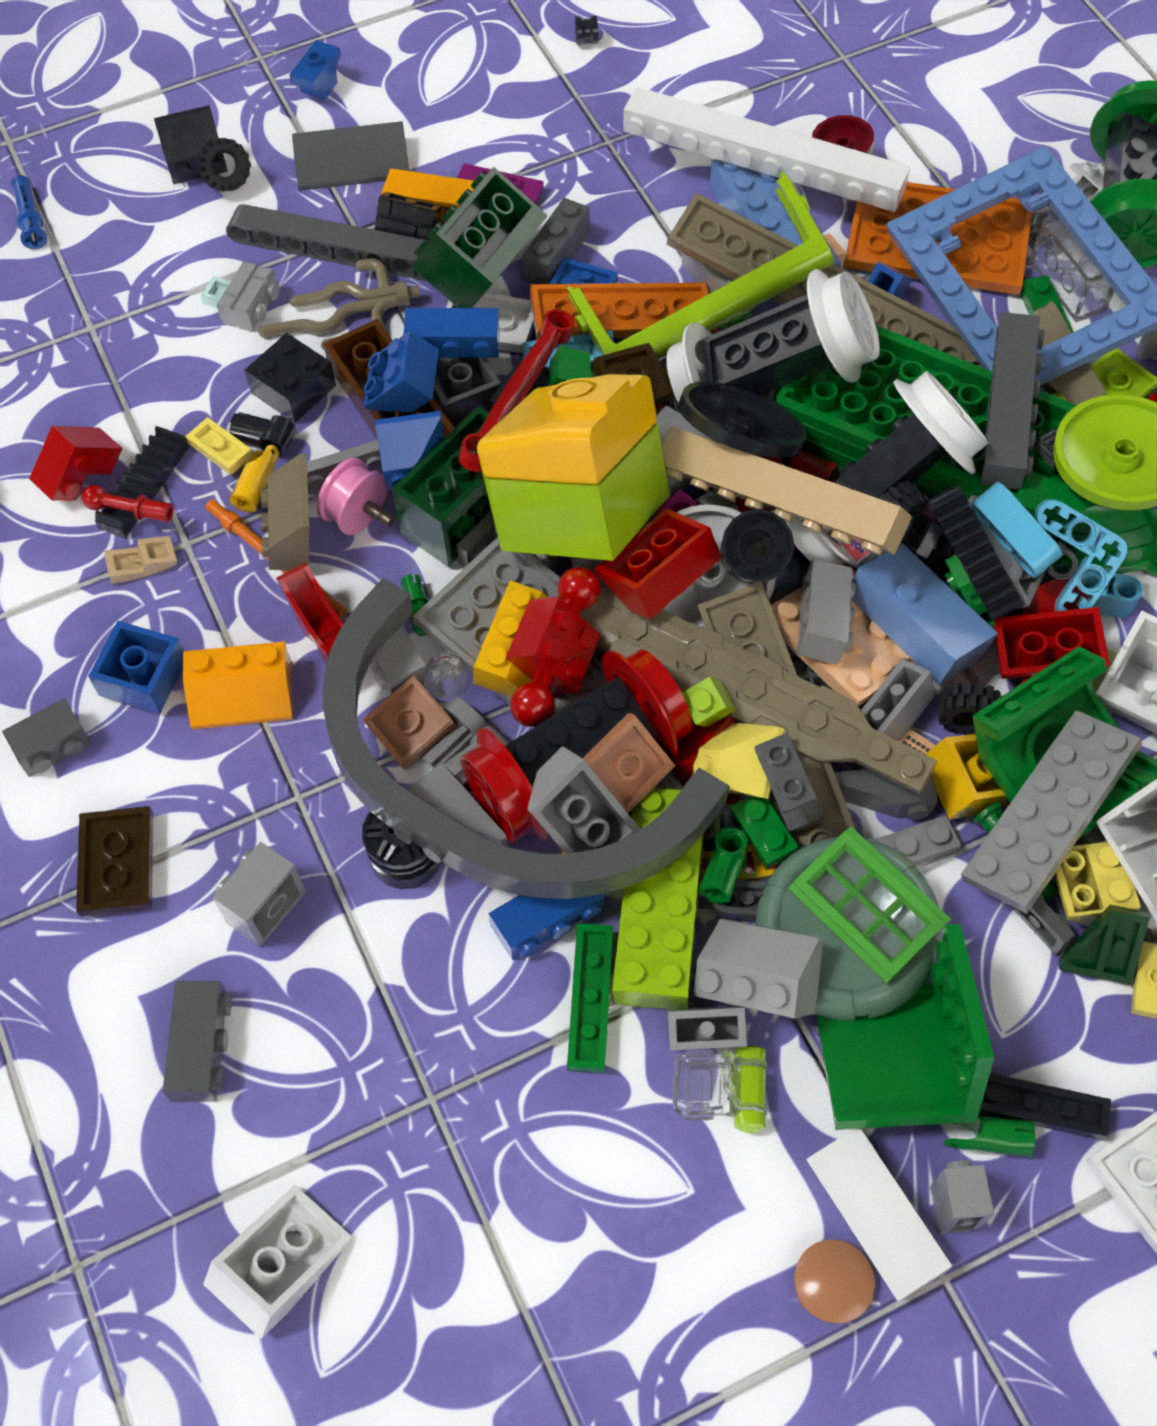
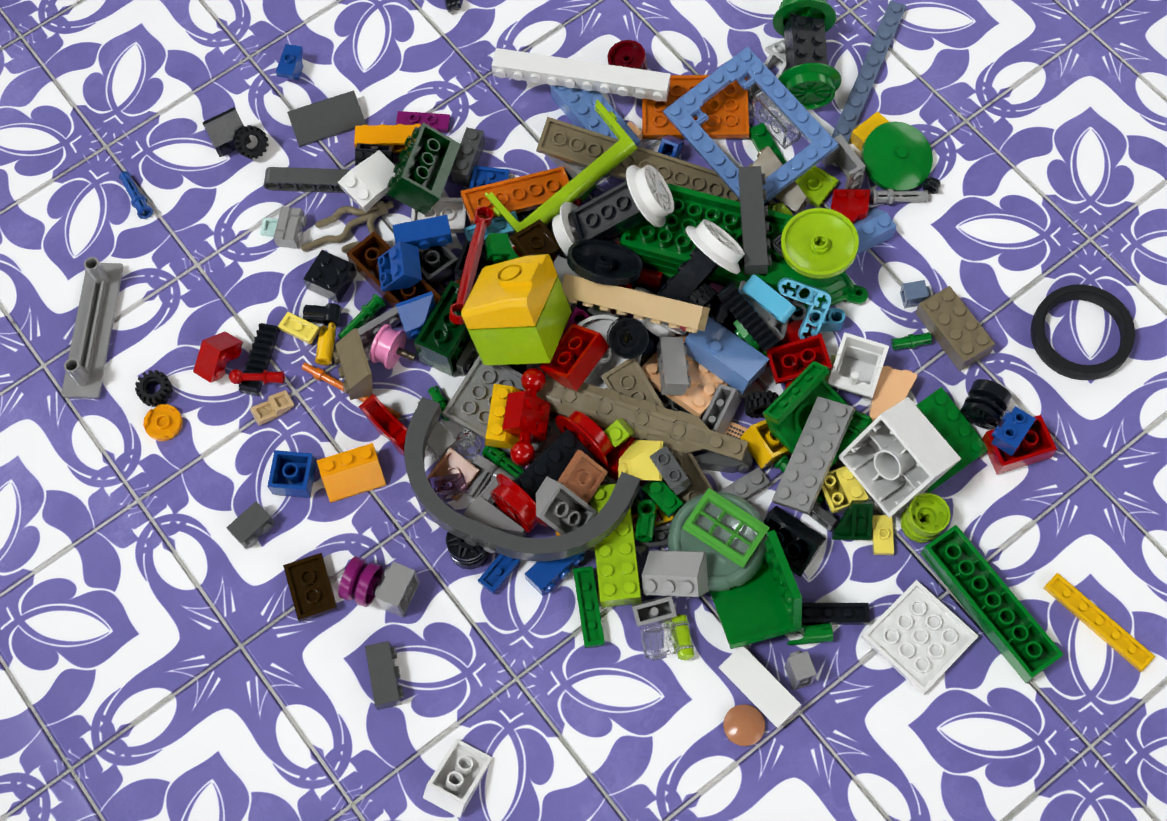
camera: 10 degrees left, 5 degrees up
(196, 865) = (360, 581): none -> magenta wheel
(337, 439) = (367, 311): none -> green pin
(385, 244) = (368, 180): none -> white slope
(392, 737) = (448, 485): none -> clear purple slope
(445, 902) = (498, 572): none -> blue plate
(487, 711) = (501, 460): none -> green pin
(998, 956) = (797, 540): none -> black slope

